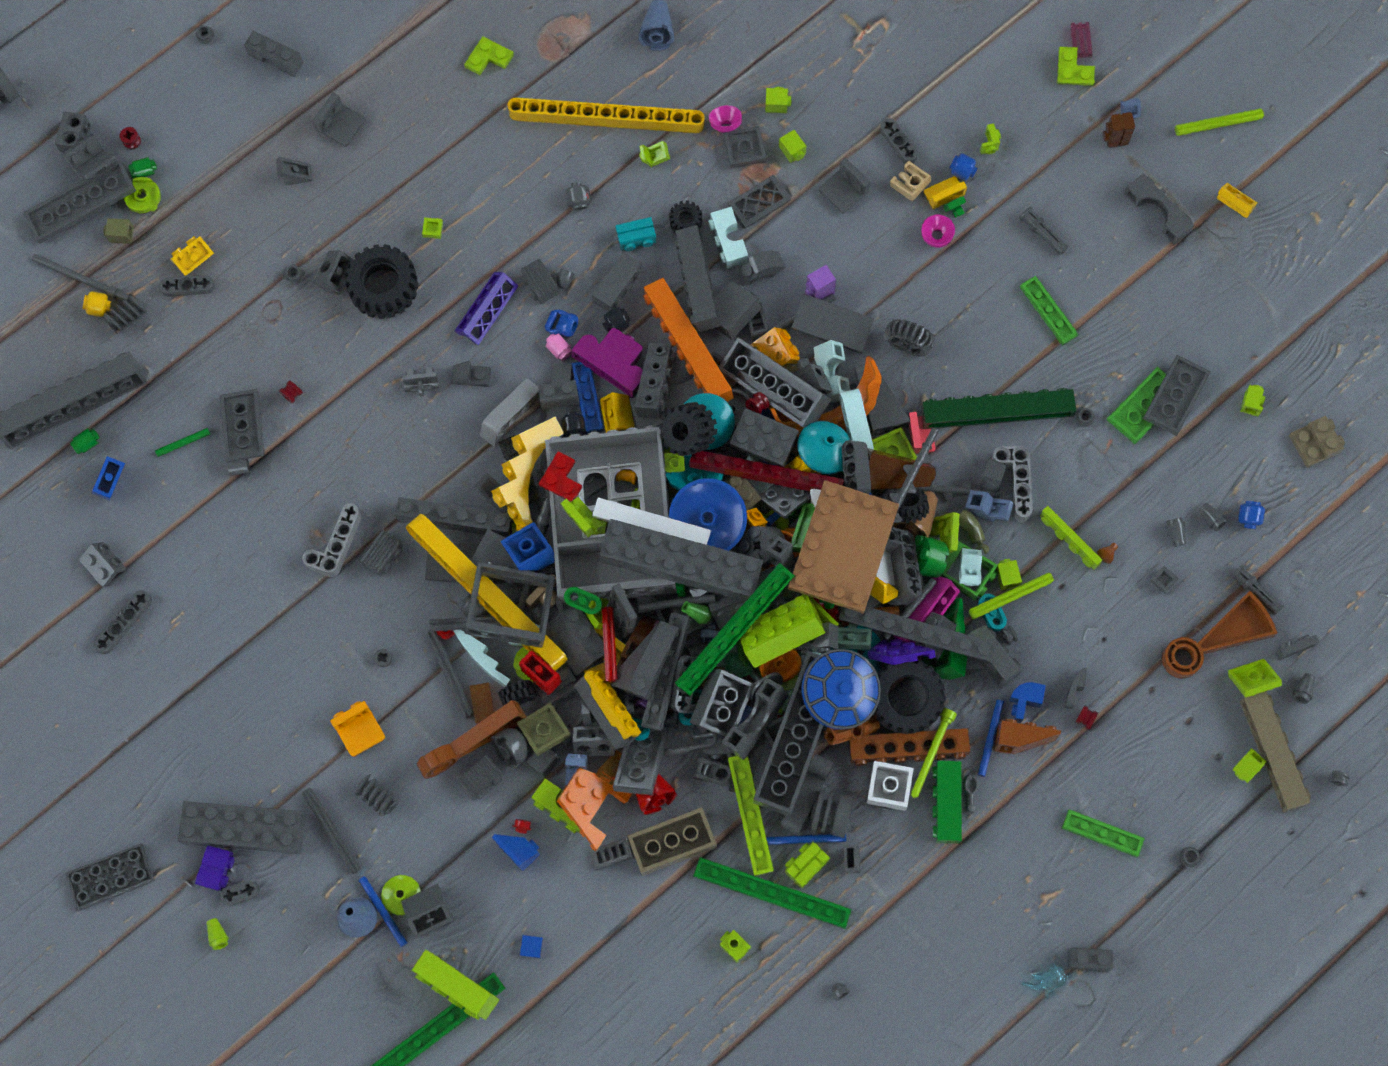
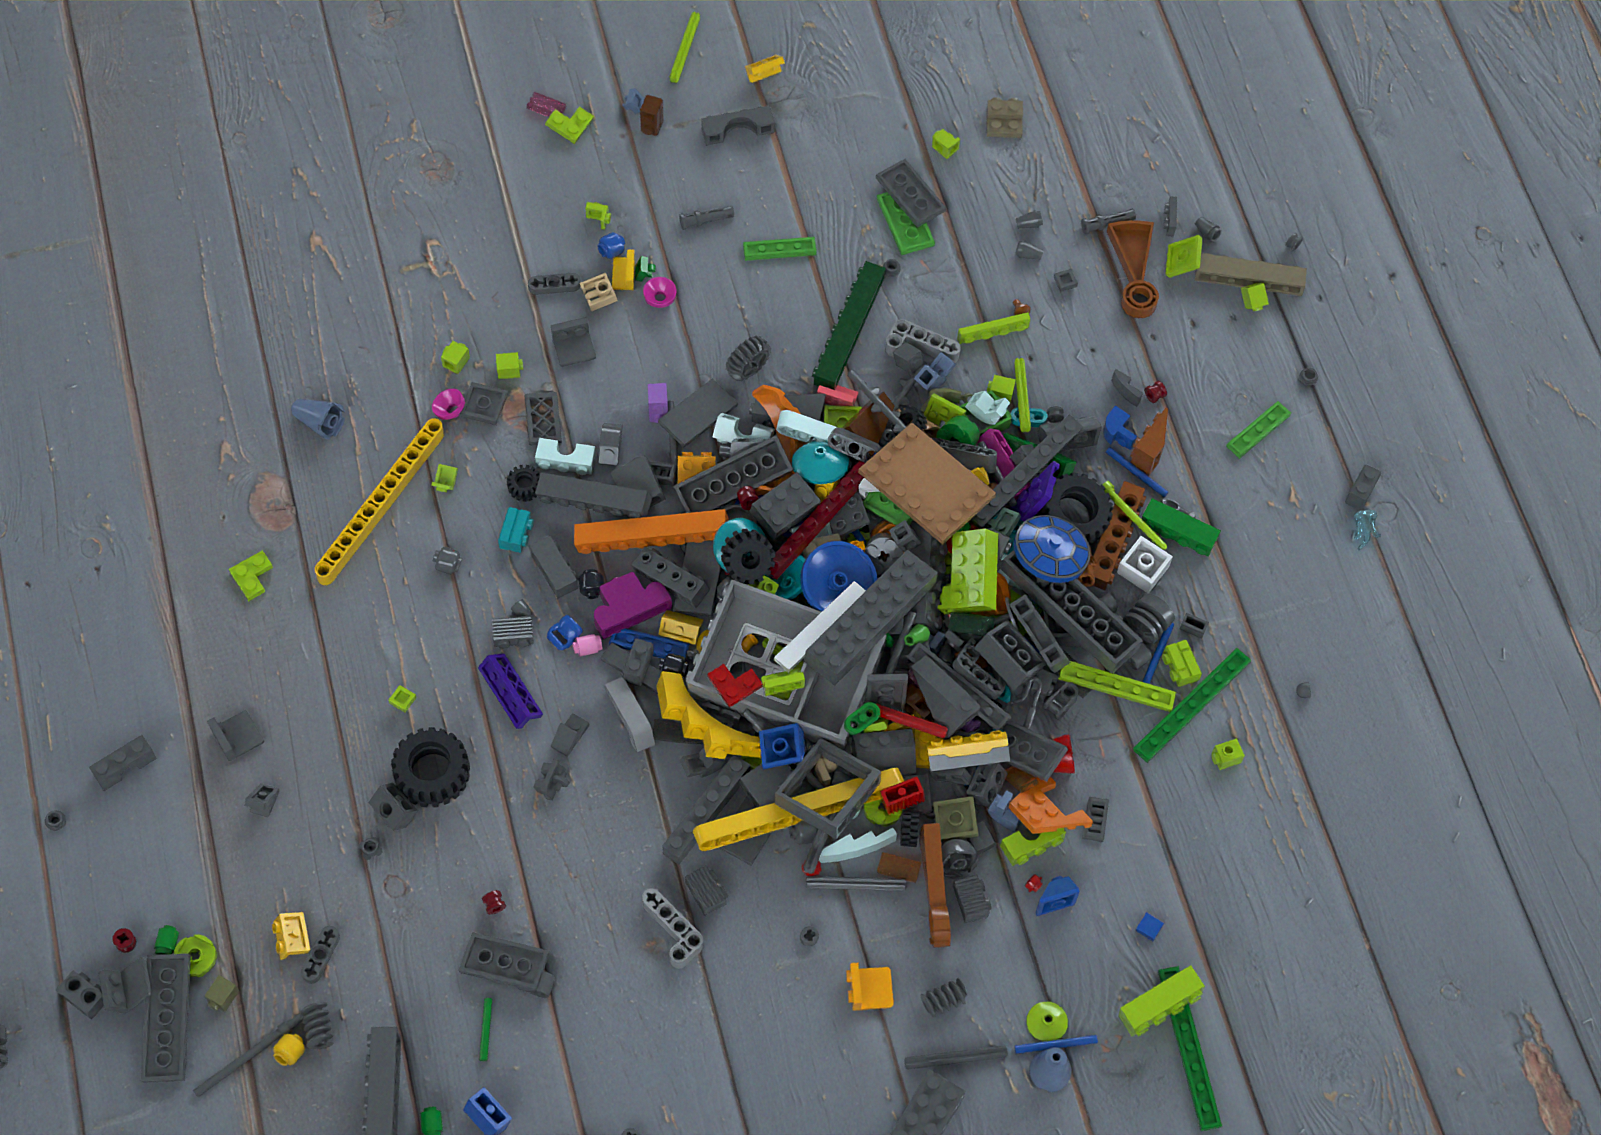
camera: 70 degrees left, 10 degrees down
(427, 911) = (1078, 1000): dark grey slope -> none
(672, 841) = (1111, 760): dark tan brick -> none
(734, 629) = (957, 604): green tile -> none
(1251, 514) = (1043, 192): blue head -> none

